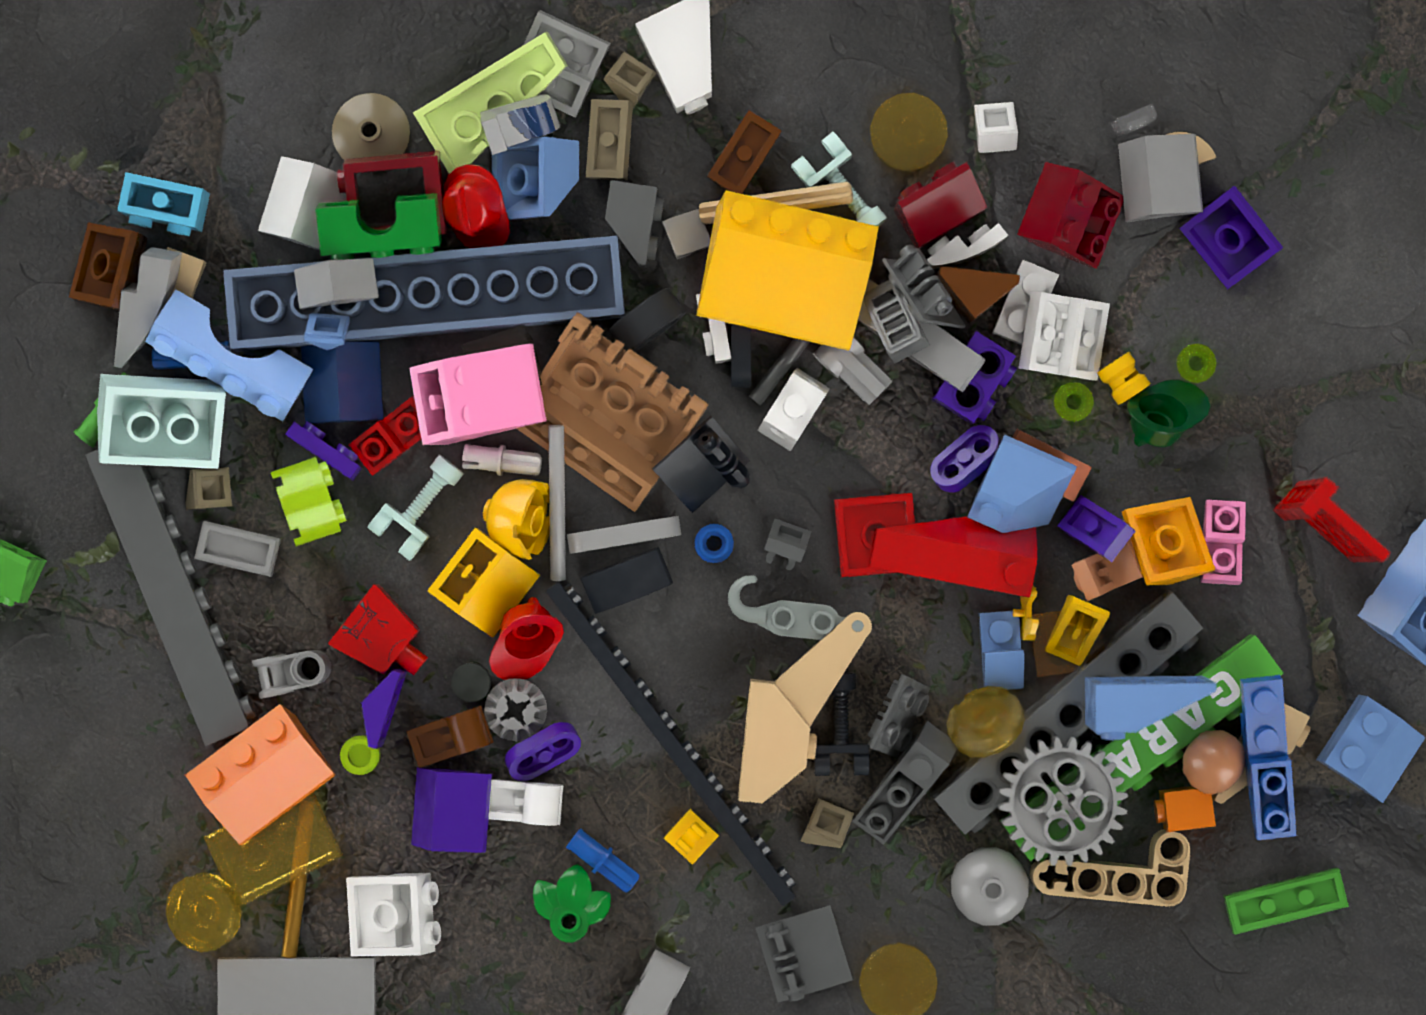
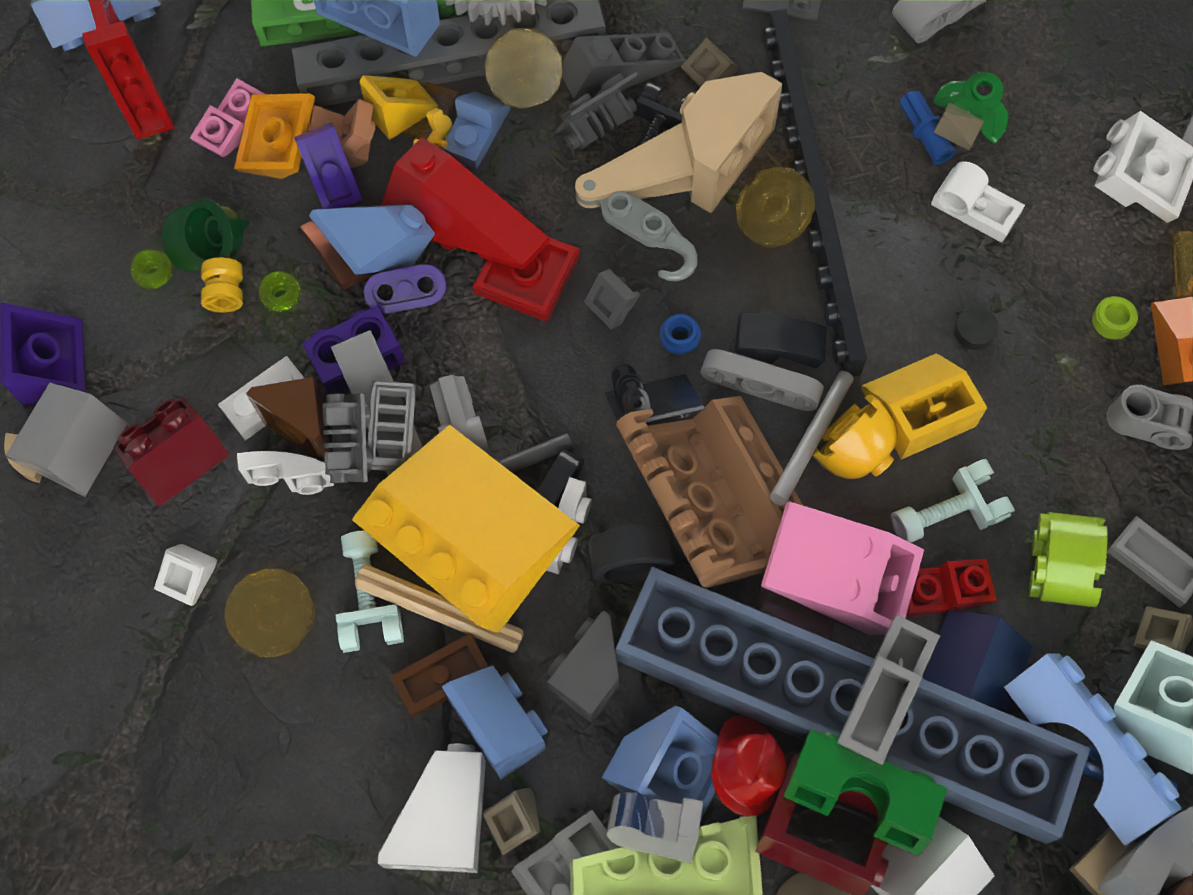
camera: 150 degrees left, 20 degrees down
(311, 439) = (1034, 617): dark purple plate -> none
(326, 330) = (976, 707): medium blue slope -> none
(336, 282) = (943, 752): light grey slope -> none
(380, 634) = (1049, 407): red torso -> none
(380, 707) = (1079, 335): dark purple slope -> none
(397, 307) = (888, 689): none -> light grey slope
(450, 736) = (1010, 286): reddish brown plate -> none
(451, 810) = (1052, 223): dark purple slope -> none
(501, 460) = (843, 503): white axle -> none
(520, 691) = (934, 296): light grey gear -> none
(525, 641) = (905, 335): red piece -> none
(542, 751) = (951, 235): dark purple plate -> none
(573, 869) = (959, 126): none -> dark tan slope
(609, 139) = (569, 765): dark tan plate -> none
(680, 139) = (496, 719): none -> medium blue slope
(686, 233) = (544, 629): light grey slope -> none
(691, 836) = (835, 112): yellow tile -> none
(692, 701) = (775, 207): none -> clear yellow tile
(793, 409) = (535, 405): white torso -> none
(940, 205) = (282, 520): dark red slope -> none
(1064, 335) = (249, 347): white slope -> none
(1134, 120) = (52, 504): clear tile -> none

